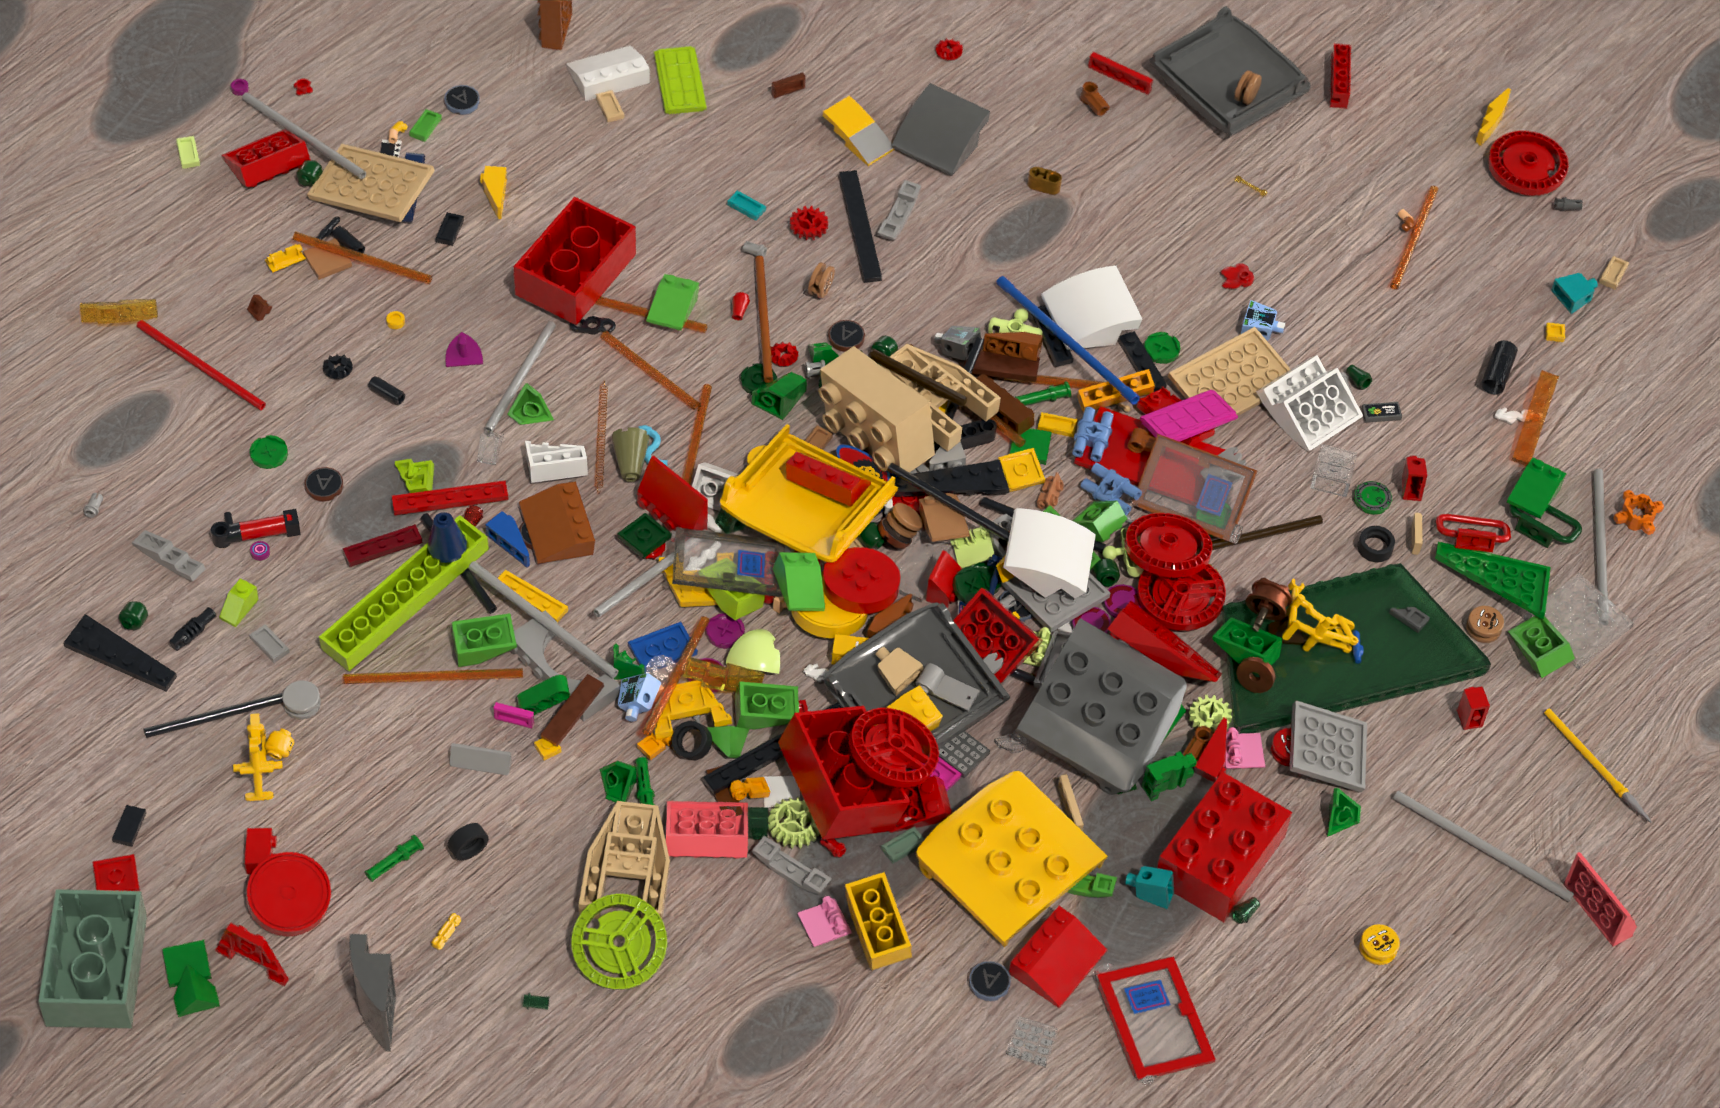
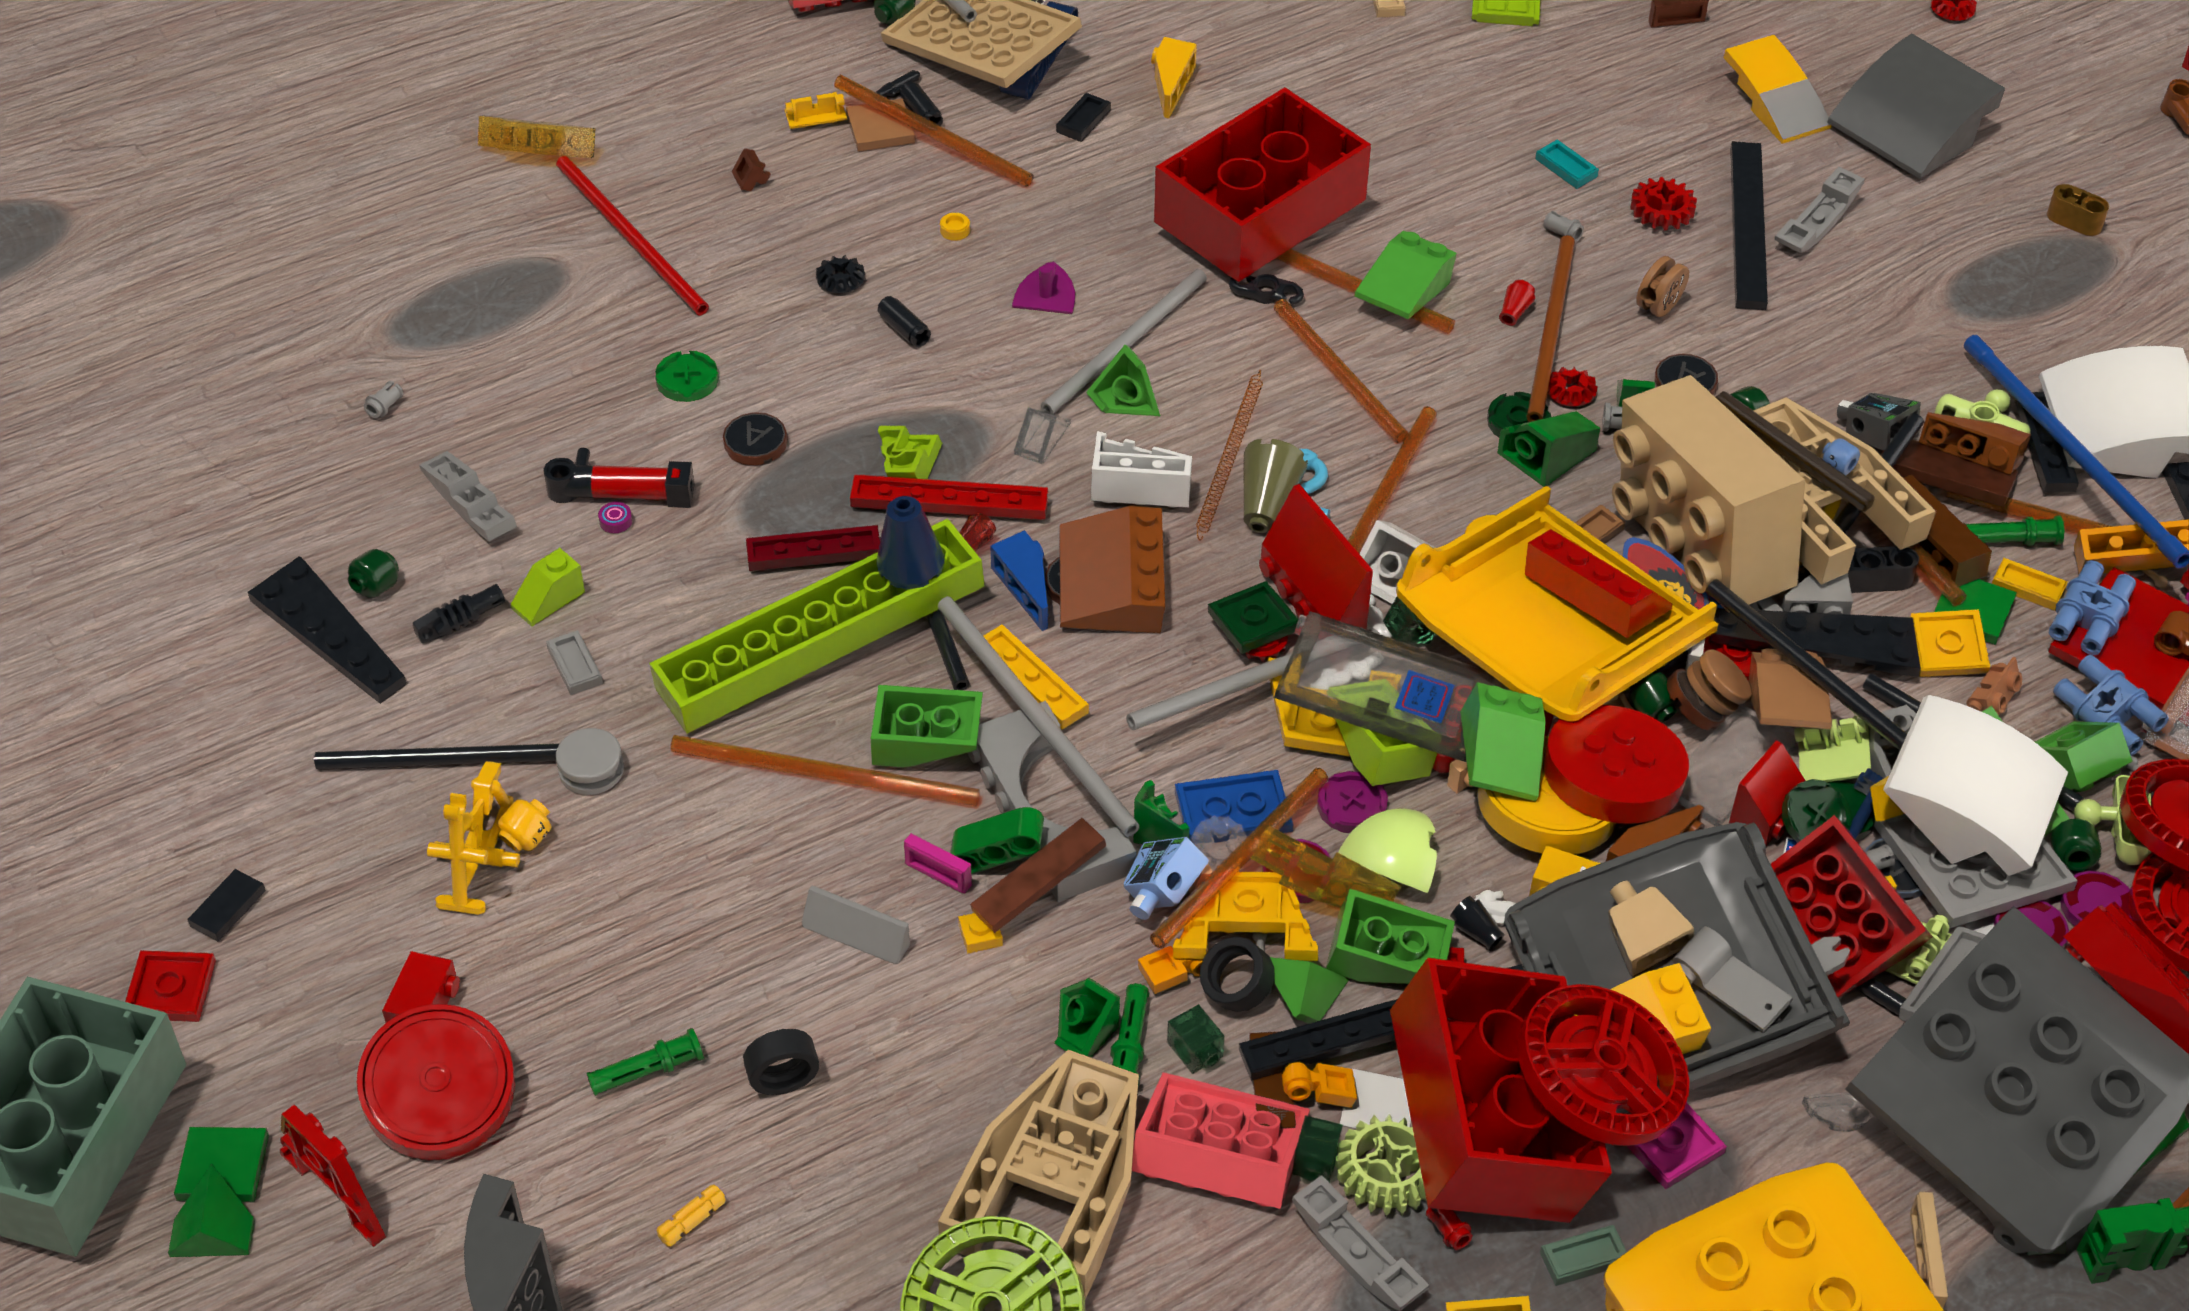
camera: 20 degrees right, 5 degrees down
(679, 780) = (1195, 1039): none -> clear green brick
(808, 683) = (1476, 921): none -> black cone
(927, 805) = (1645, 1188): red slope -> none
(944, 376) = (1841, 455): none -> medium blue piece
(963, 753) = (1738, 1109): tile -> none

